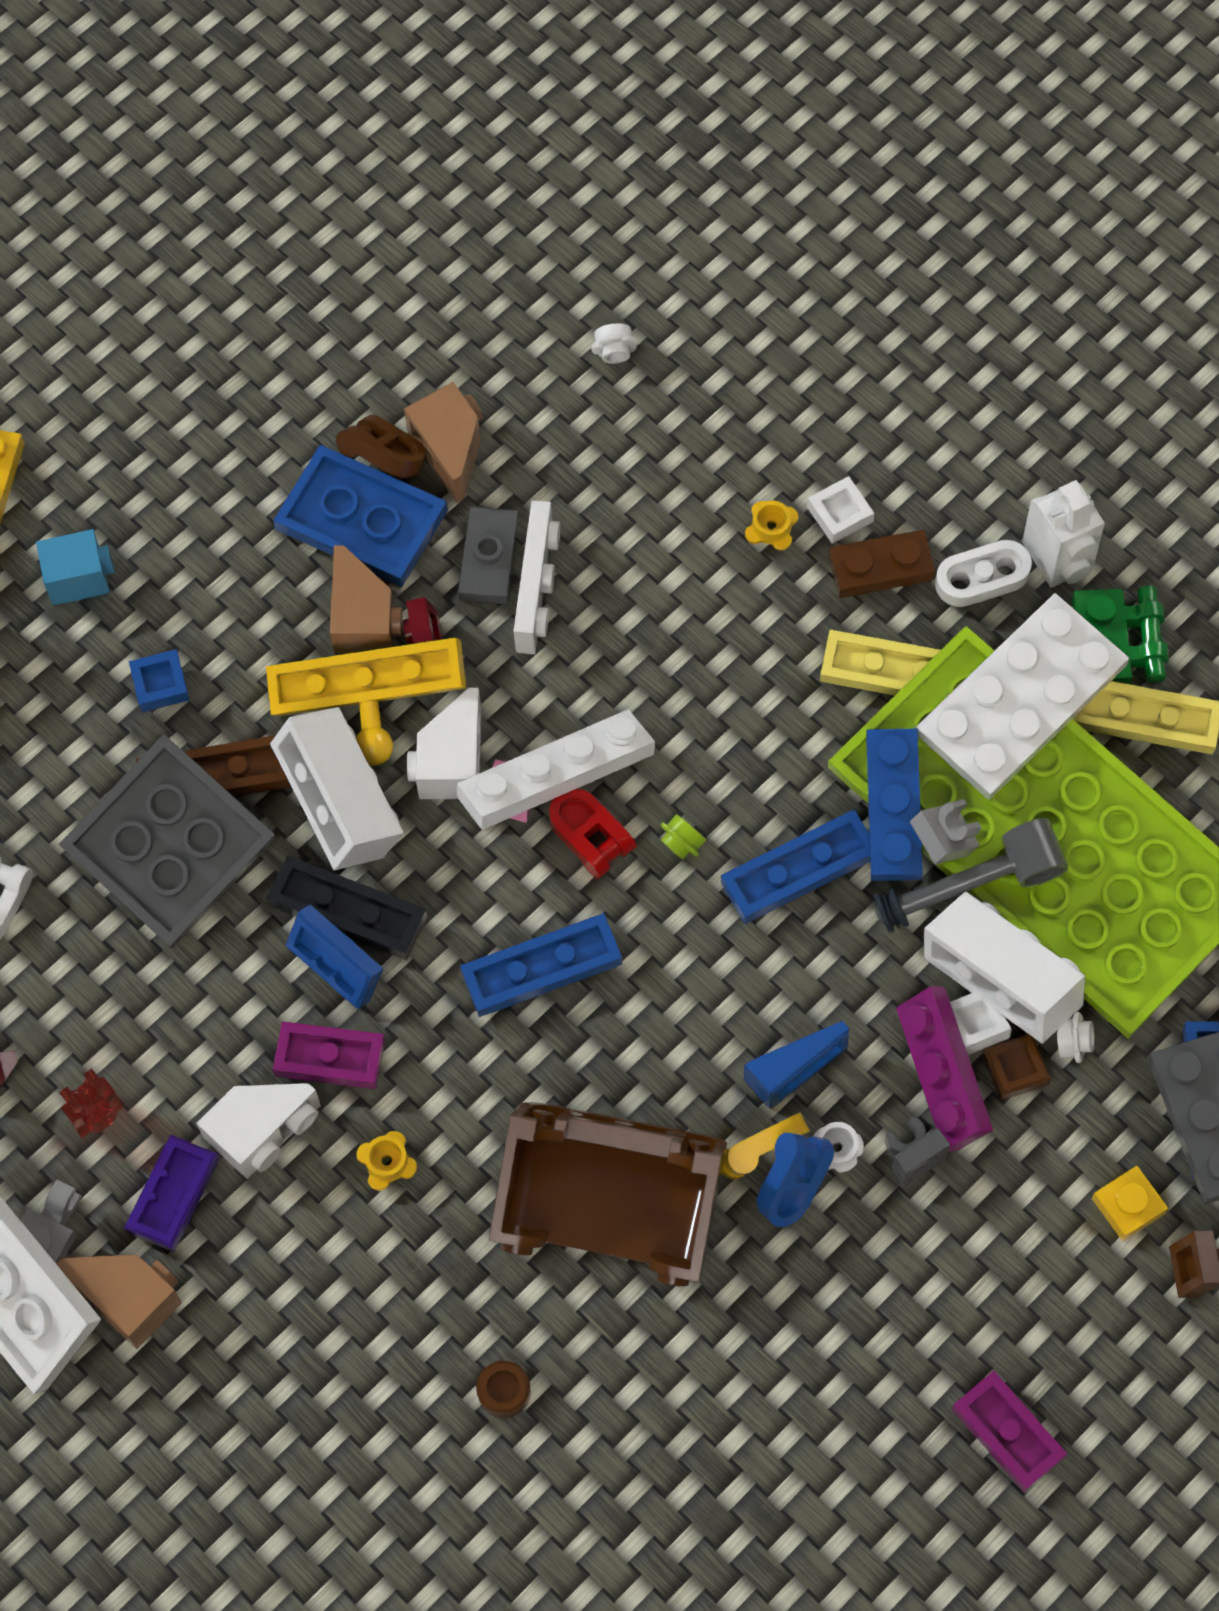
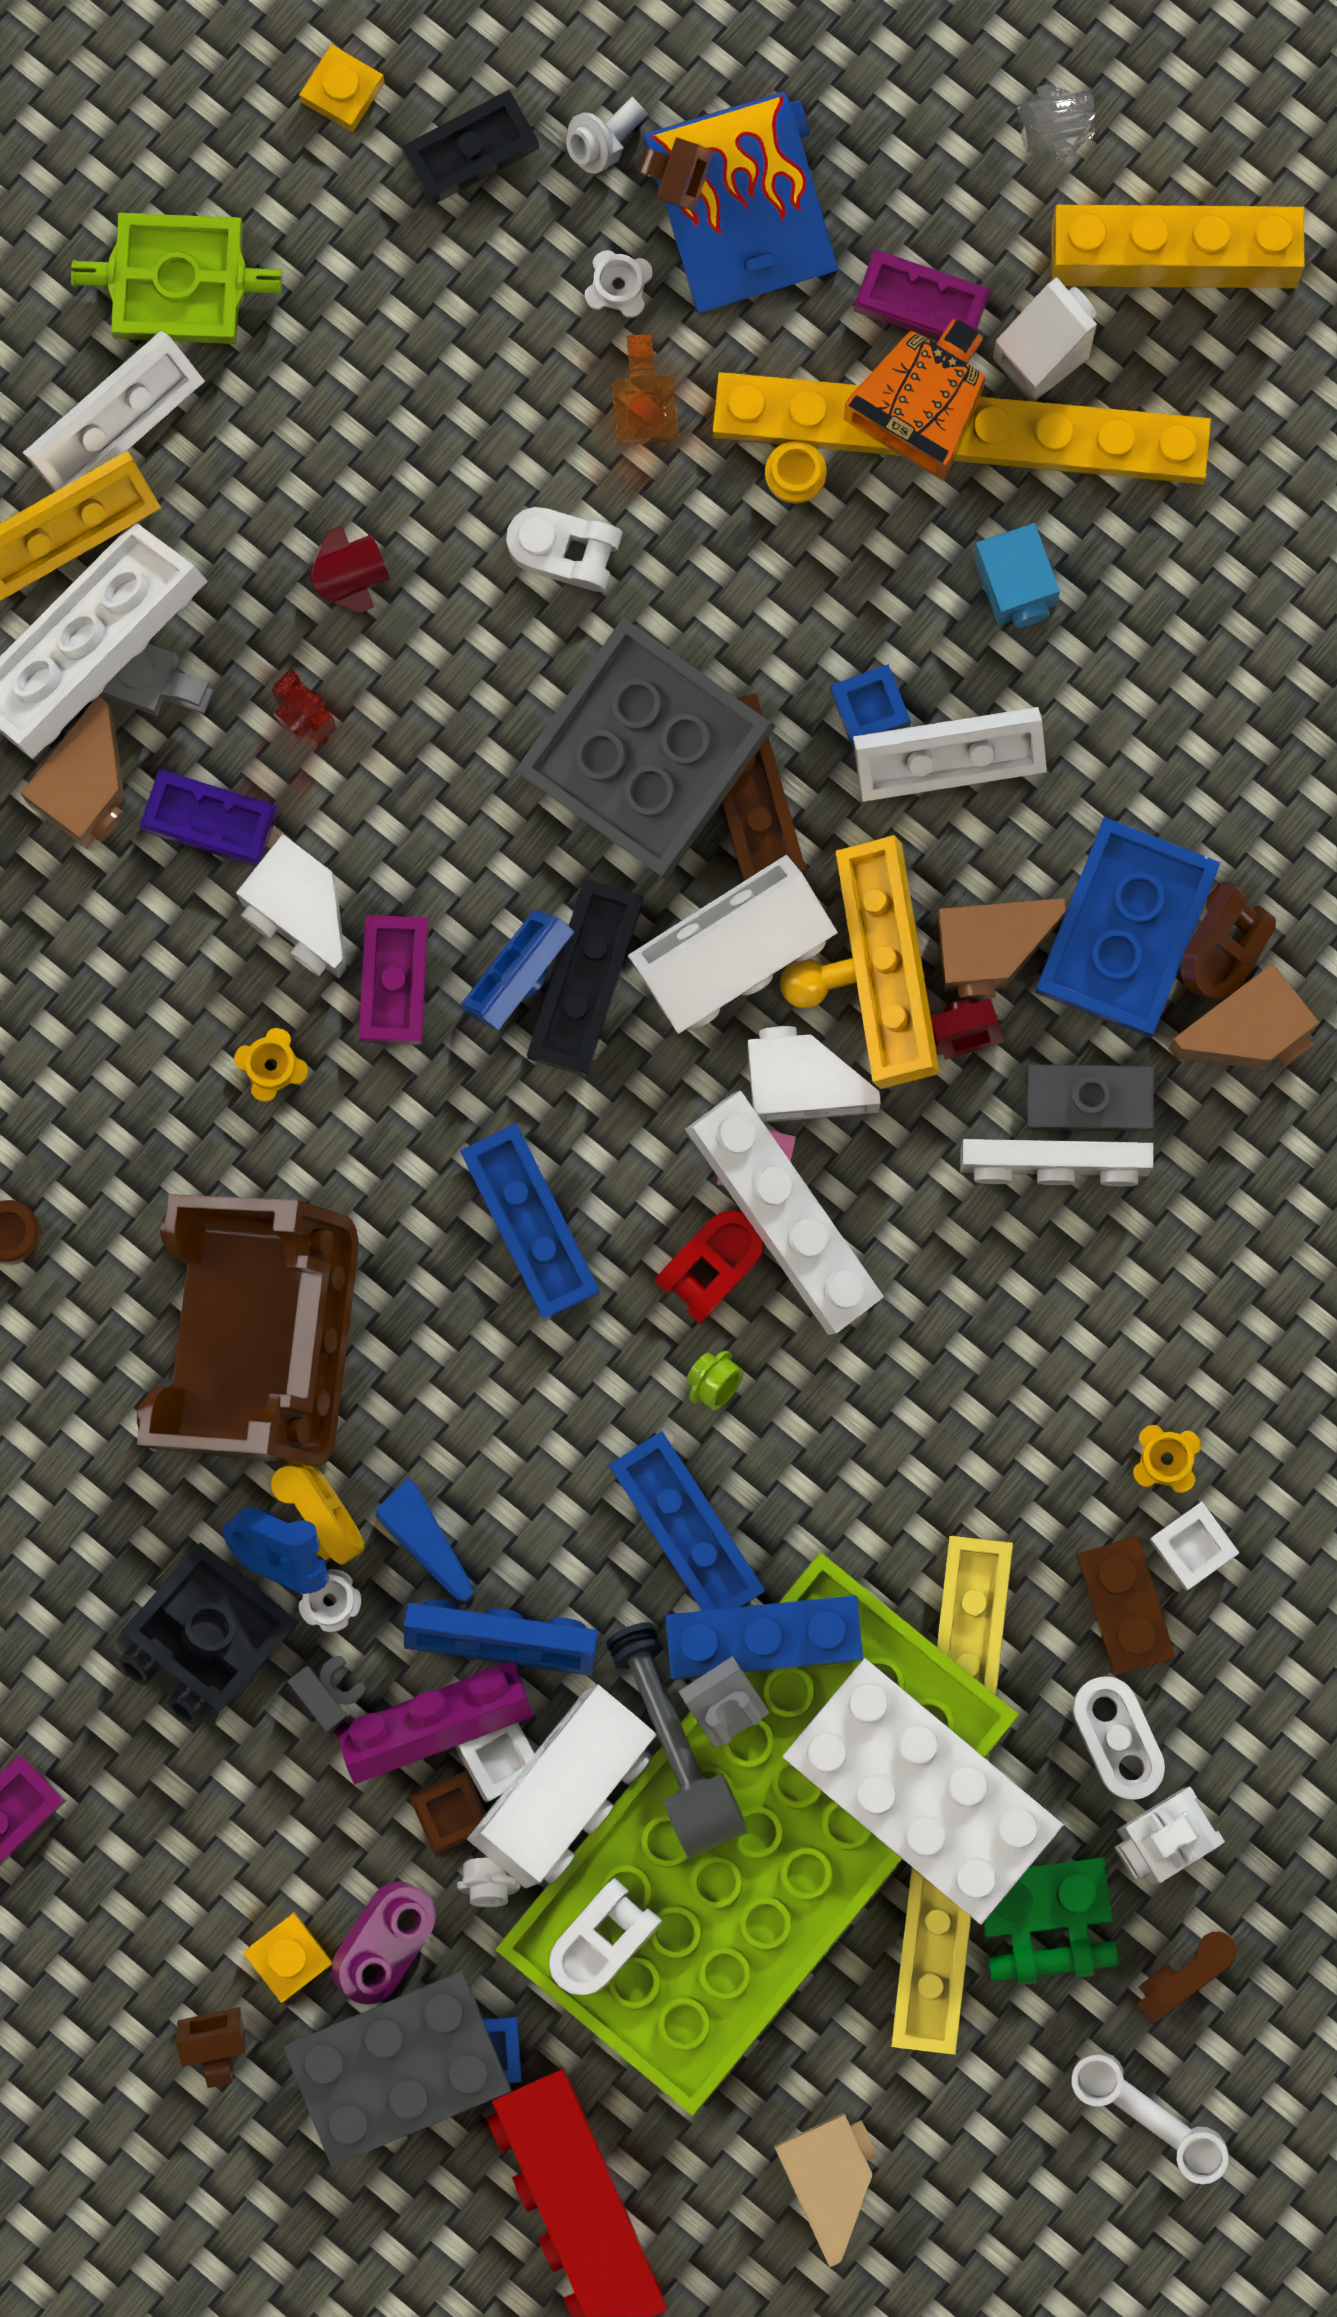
camera: 85 degrees right, 15 degrees up
(207, 626) = (950, 754): none -> white plate
(863, 1245) = (203, 1637): none -> black plate
(876, 1011) = (500, 1637): none -> blue plate
(1121, 1123) = (380, 1941): none -> magenta plate
(1143, 957) = (583, 1958): none -> white plate
(1175, 547) = (1169, 1989): none -> reddish brown plate

